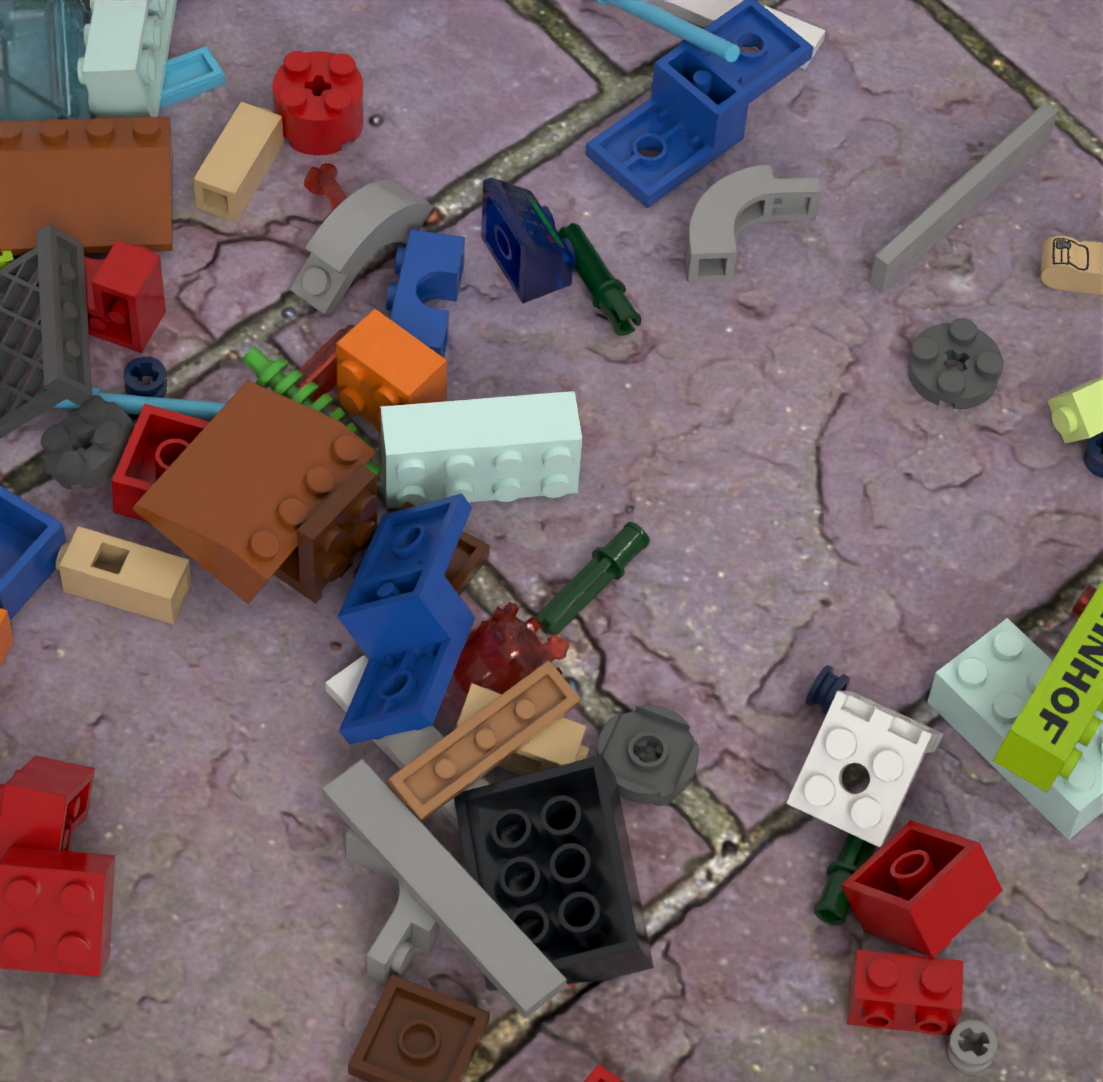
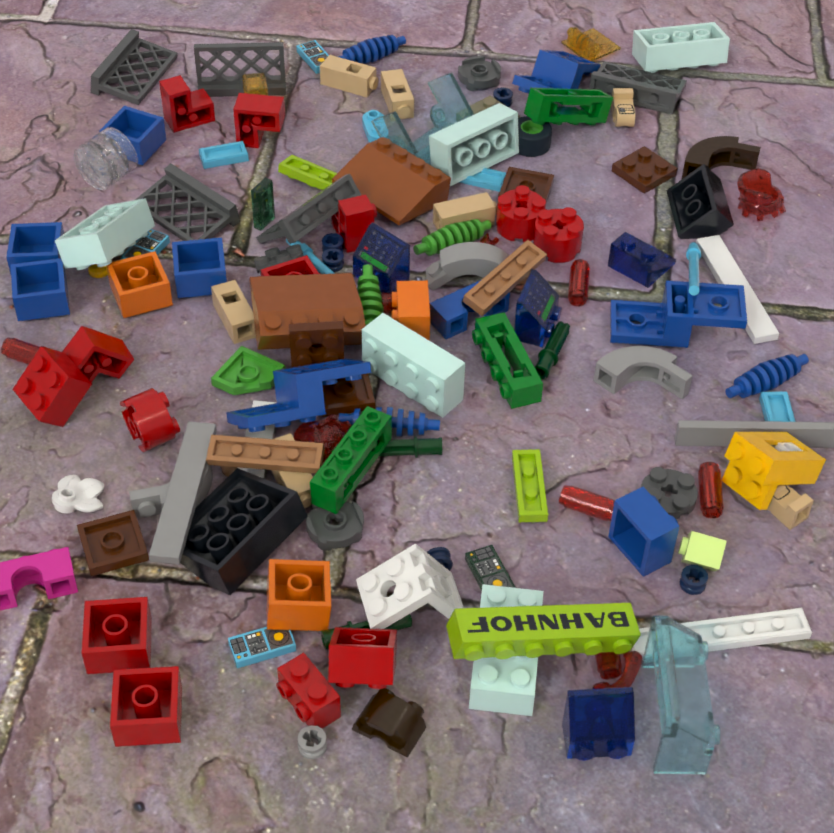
camera: 50 degrees right, 10 degrees down
(104, 347) = (332, 241): none -> dark blue bush
(232, 317) = (387, 256): none -> clear blue slope
(249, 833) = (149, 419): none -> red brick
(256, 48) = (536, 181): none -> reddish brown plate
(264, 649) = (246, 373): none -> bright green plate
(270, 211) = (452, 234): none -> bright green piece
(277, 1026) = (77, 494): none -> white plate
(405, 95) = (559, 234): none -> red brick
(443, 221) = (504, 278): none -> medium nougat piece
(511, 149) = (579, 283): none -> clear red piece
(536, 557) = (399, 422): none -> blue piece
(544, 53) = (638, 259): none -> clear blue slope
(568, 340) = (525, 385): none -> green brick
(586, 651) = (351, 460): none -> green brick
(744, 887) = (298, 595): none -> orange brick
(763, 990) = (260, 645): none -> tile
(802, 494) = (529, 486): none -> lime plate
(881, 105) = (767, 375): none -> blue piece
(892, 457) = (587, 502): none -> clear red piece
(894, 651) = (488, 567): none -> tile
(939, 146) = (776, 406): none -> medium azure tile
(996, 319) = (710, 490): none -> clear red piece
(1011, 440) = (643, 531): none -> blue piece
(1018, 938) = (392, 721): none -> dark brown cylinder
(1037, 233) = (767, 460): none -> yellow brick

